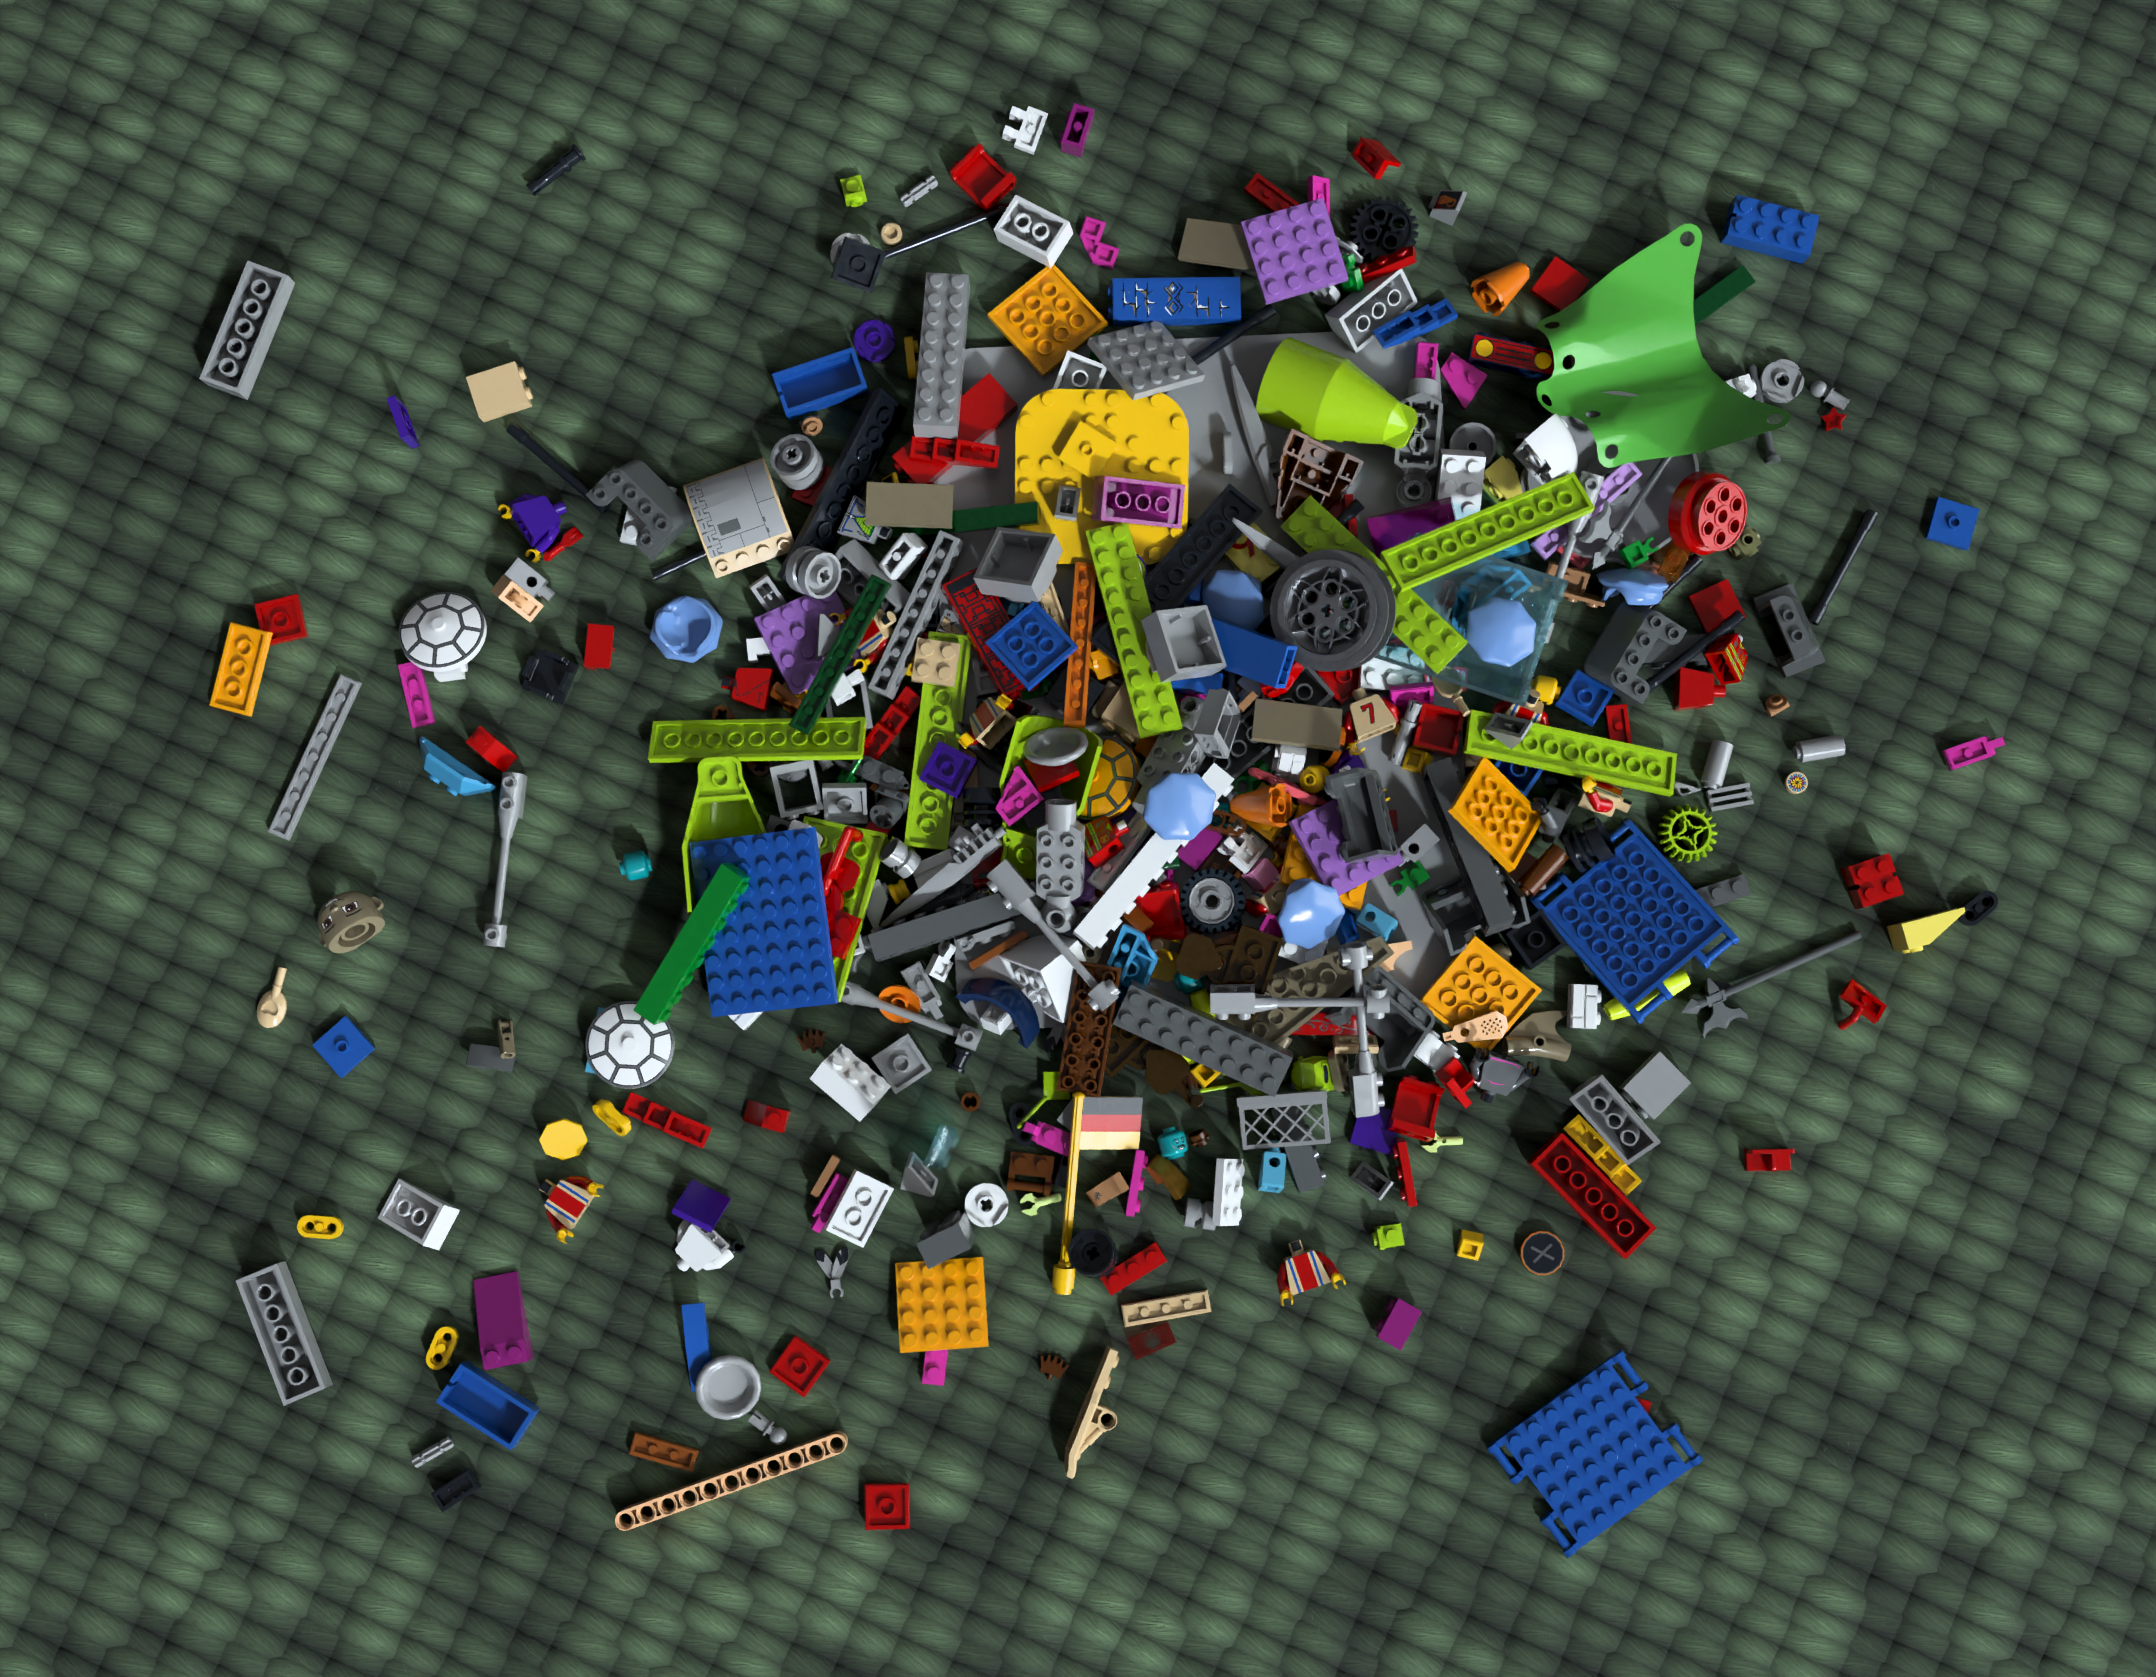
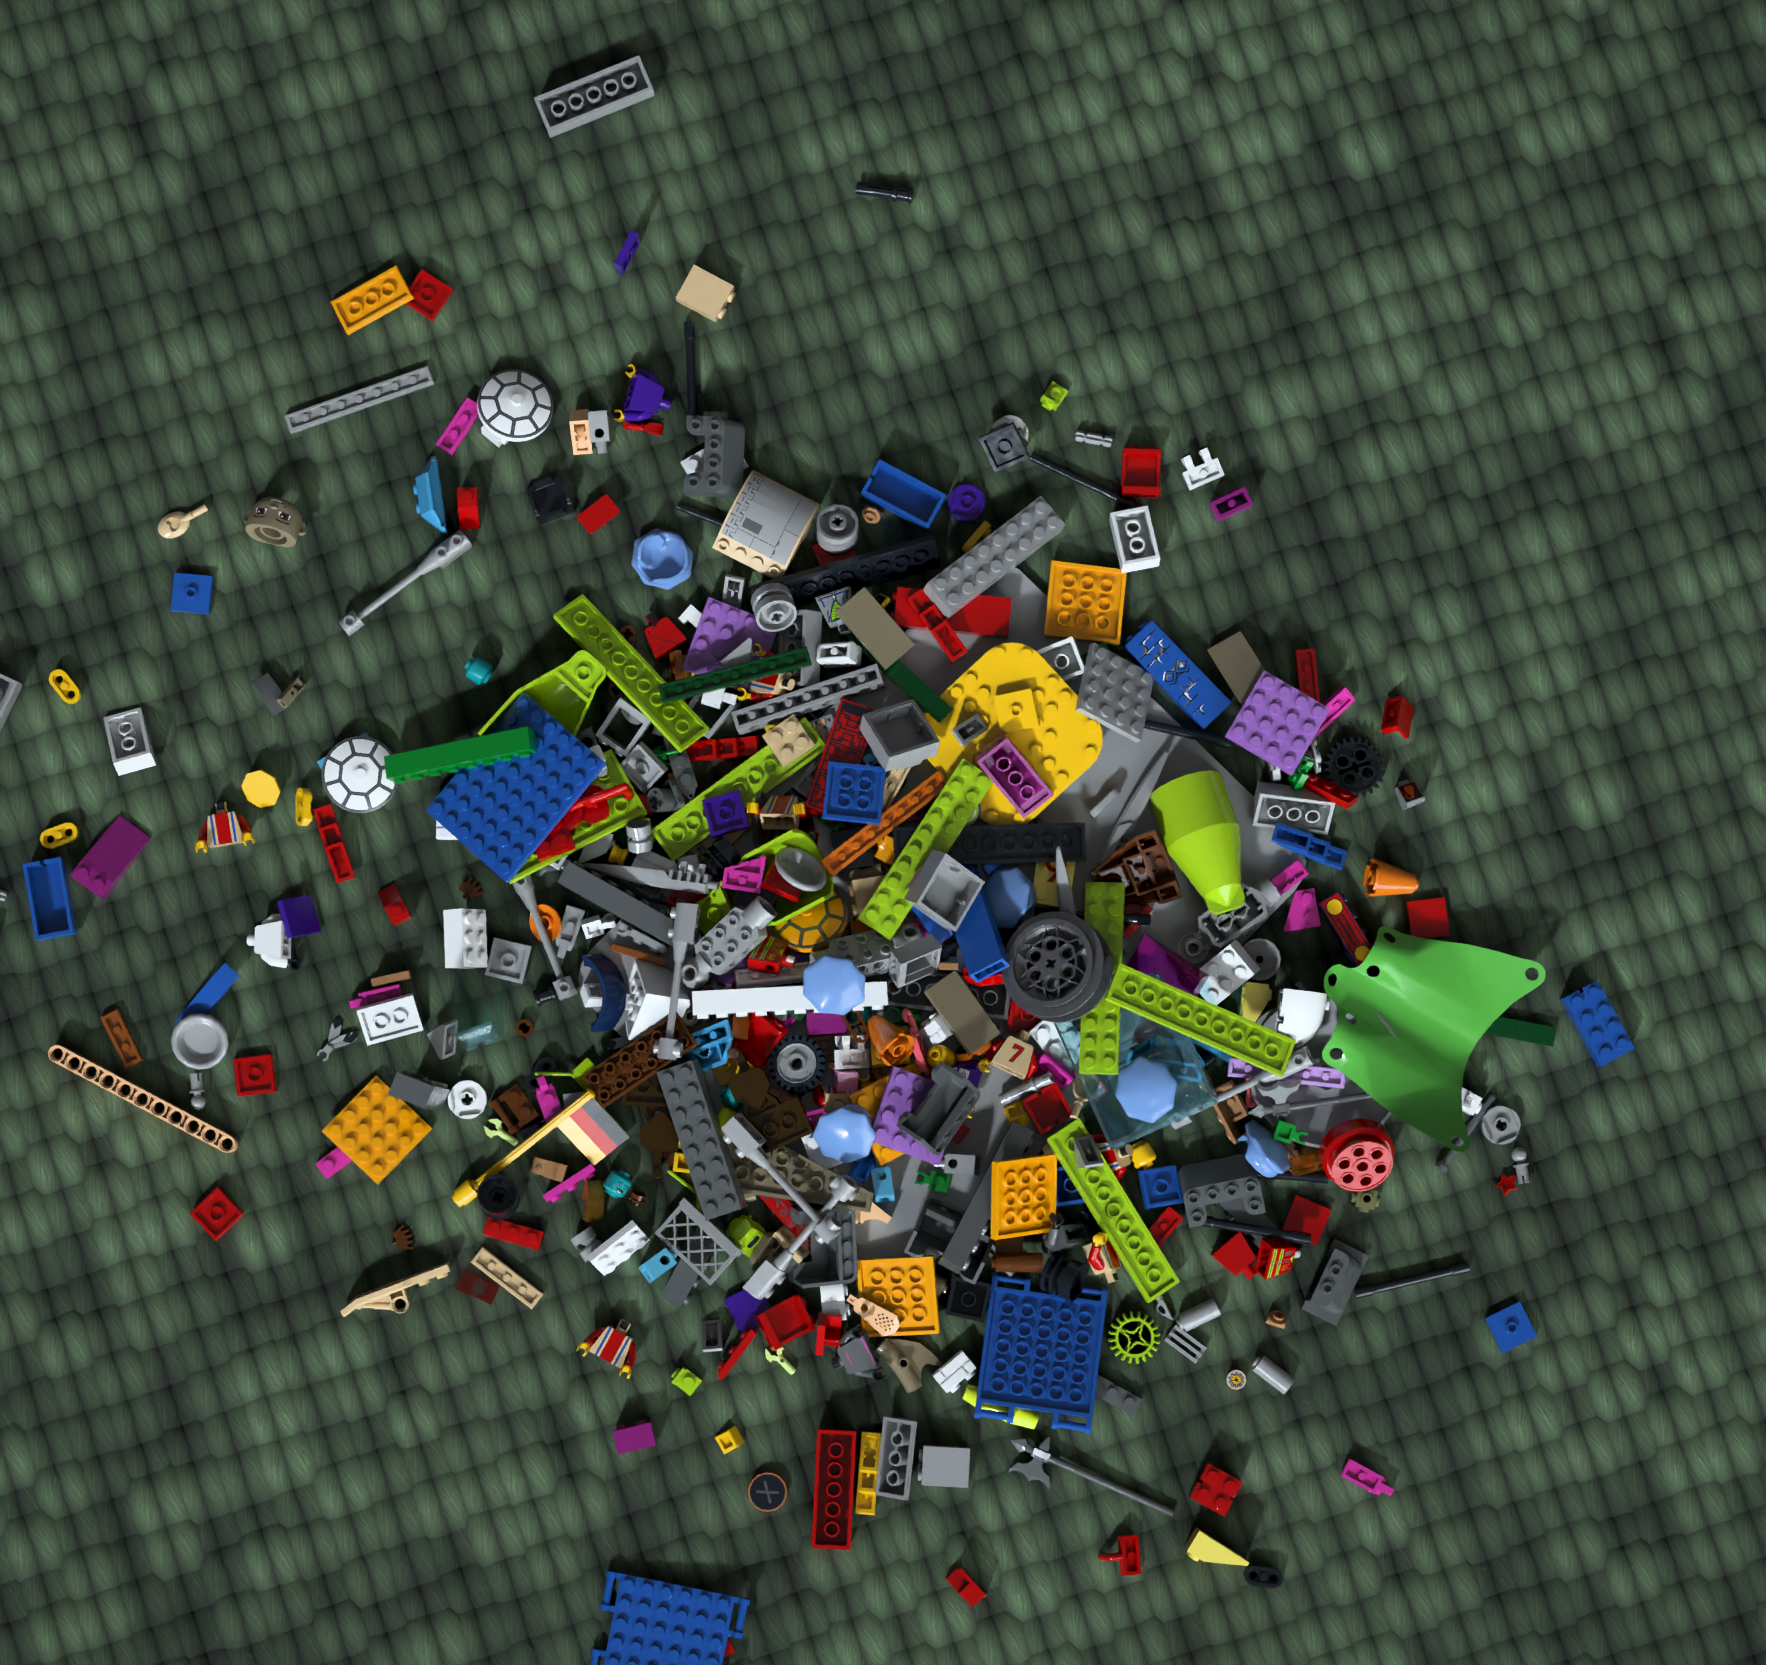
camera: 50 degrees right, 0 degrees up
(891, 234) = (1048, 447): tan tile -> none
(1098, 252) = (1163, 594): dark pink tile -> none

